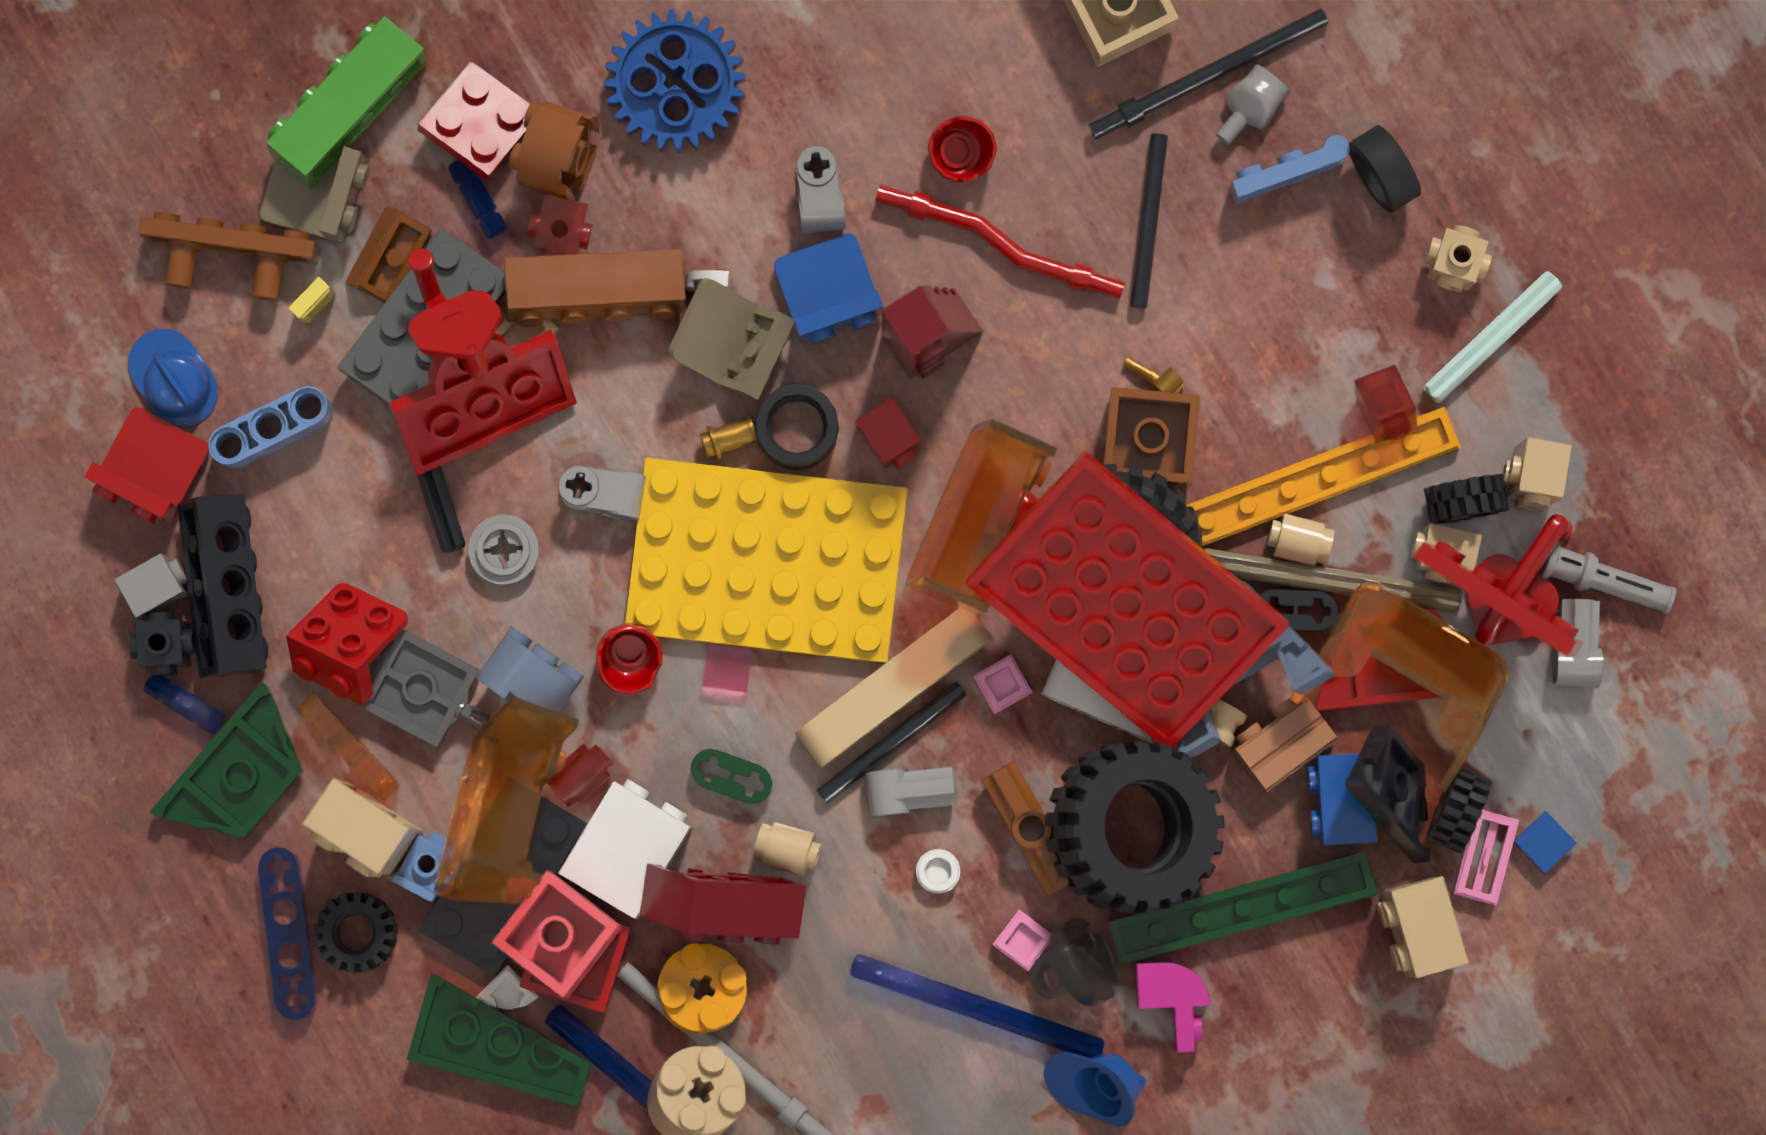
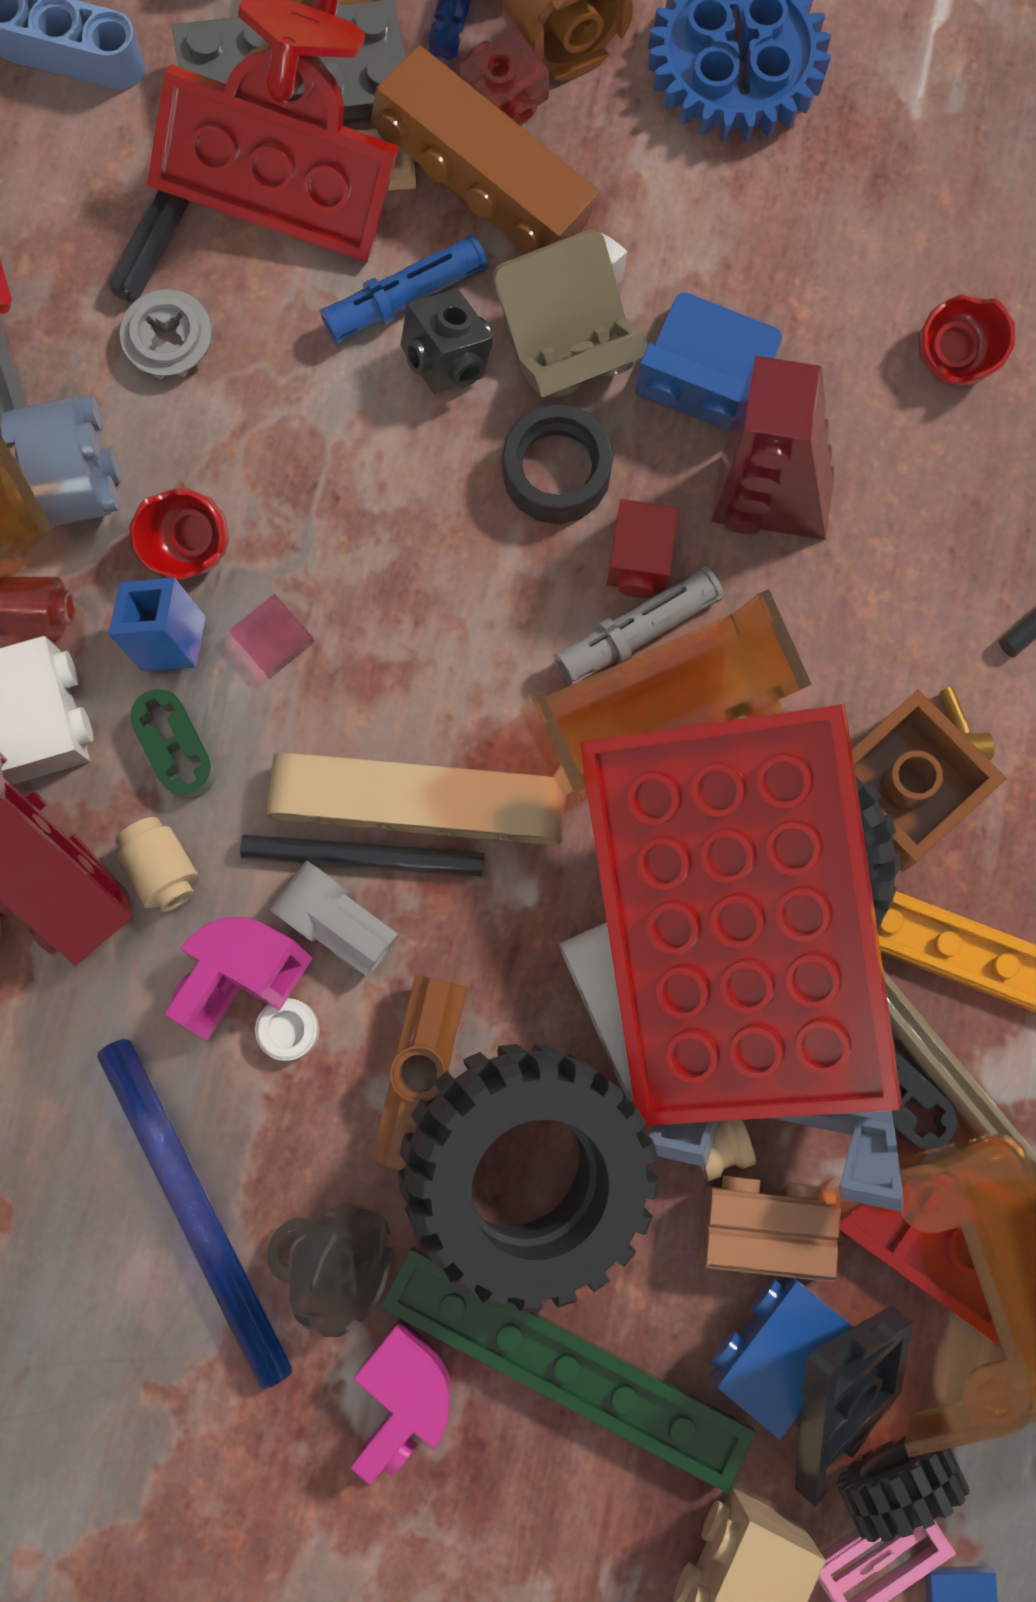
camera: 40 degrees right, 5 degrees down
(608, 418) = (390, 295): none -> blue pin
(612, 492) = (310, 357): light grey piece -> none
(666, 719) = (157, 624): none -> blue brick
(673, 414) = (446, 341): none -> pearl dark grey brick
(728, 437) = (478, 415): pearl gold pin -> none
(767, 560) = (408, 568): yellow plate -> none
(819, 198) = (784, 265): light grey piece -> none
(876, 858) = (233, 957): none -> dark pink brick
(921, 206) = (971, 565): red bar -> none
(927, 477) = (649, 620): none -> light grey pin
(1002, 684) = (528, 899): bright pink tile -> none
(1023, 940) = (306, 1183): bright pink tile -> none
(1095, 1086) = (235, 1420): blue piece -> none
(1300, 540) = (976, 1030): tan brick -> none

